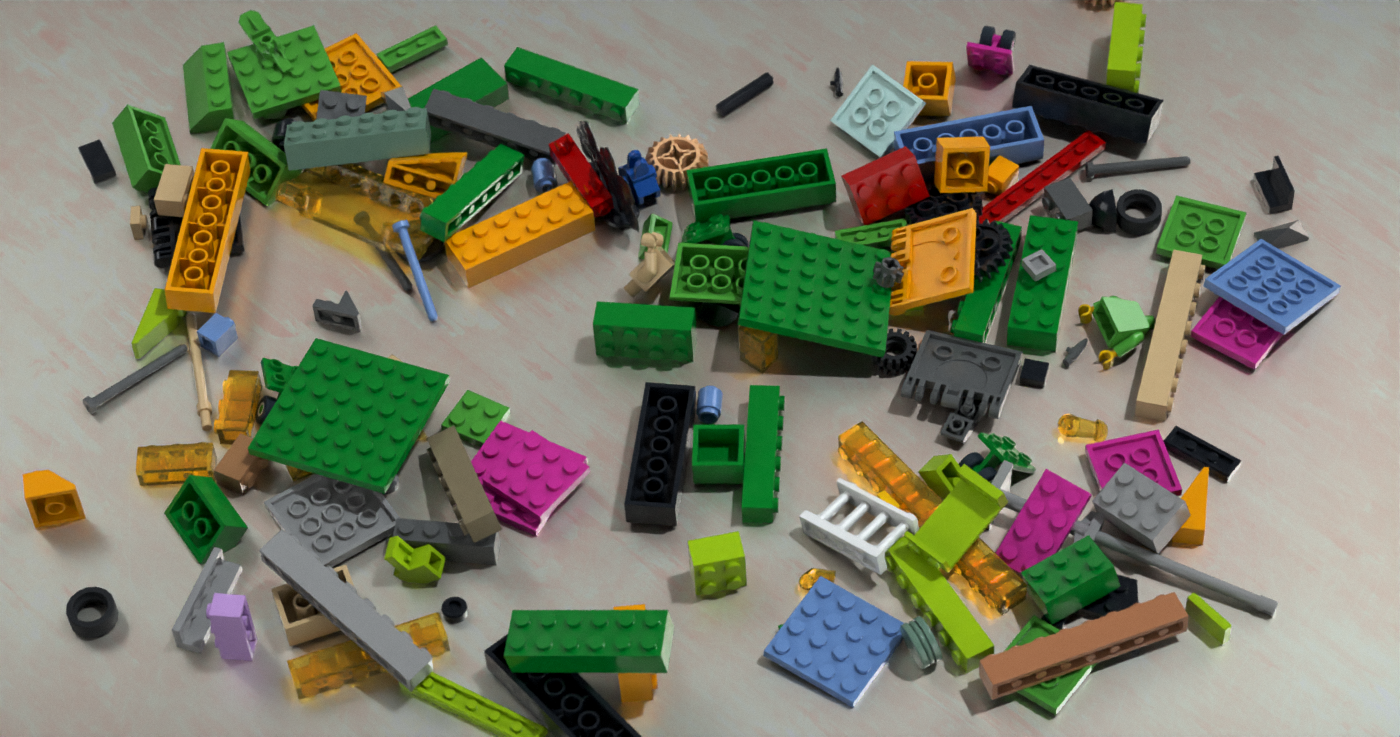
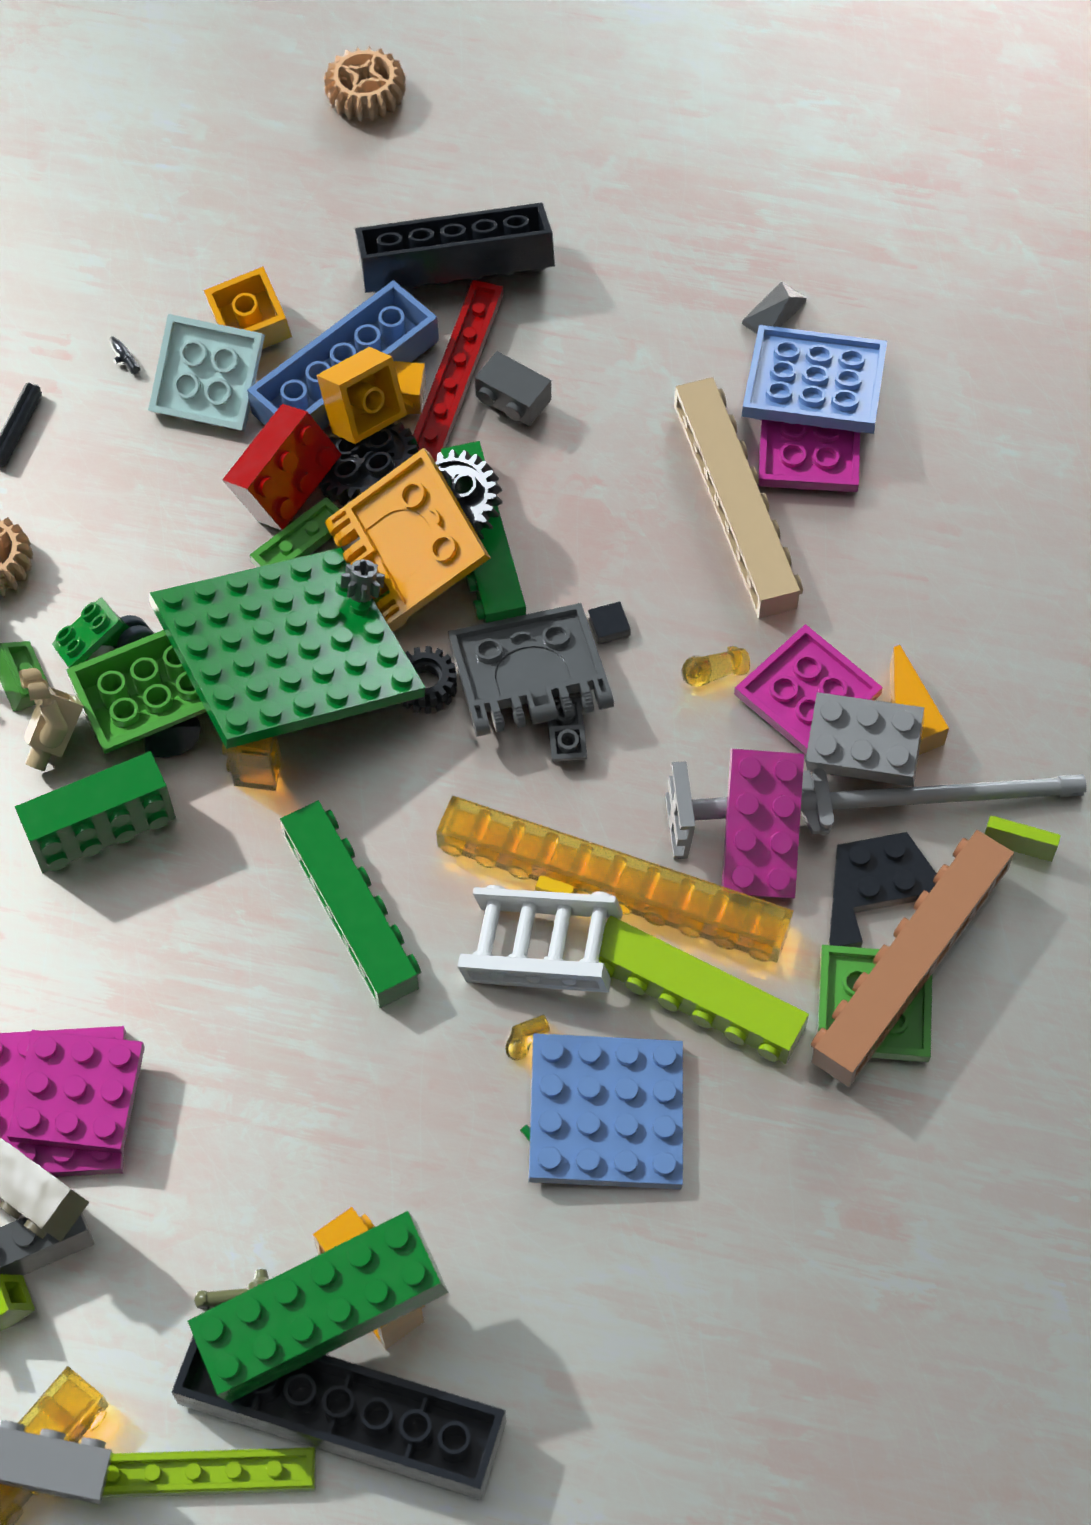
camera: 35 degrees left, 10 degrees up
(454, 610) = (80, 1343): black tile -> none
(660, 454) = (223, 973): black brick -> none
(709, 404) = (239, 869): medium blue brick -> none
(717, 563) = (397, 1089): lime brick -> none
(718, 454) = (299, 933): green piece -> none
(762, 185) = (119, 539): green brick -> none
(921, 642) = (717, 1058): sand green head -> none
(941, 474) = (603, 819): lime slope -> none
(957, 520) = (667, 873): lime panel -> none
(992, 52) = (303, 234): dark pink plate -> none
(1001, 449) = (638, 790): green plate -> none
(1038, 265) = (541, 483): light grey plate -> none
(1040, 304) = (547, 502): green brick -> none
(1070, 579) = (841, 876): green brick -> none
(1074, 352) = (638, 572): dark grey helmet -> none
(1091, 169) = (506, 328): dark grey bar -> none
(1104, 211) = (563, 373): black brick -> none
(1120, 324) = (674, 510): bright green torso -> none
(1125, 47) = (452, 156): lime brick -> none
(1143, 198) = (597, 337): black tyre -> none
(1202, 230) = (685, 347): bright green plate -> none
(1202, 453) = (869, 628): black tile -> none
(1275, 187) = (732, 252): black panel -> none

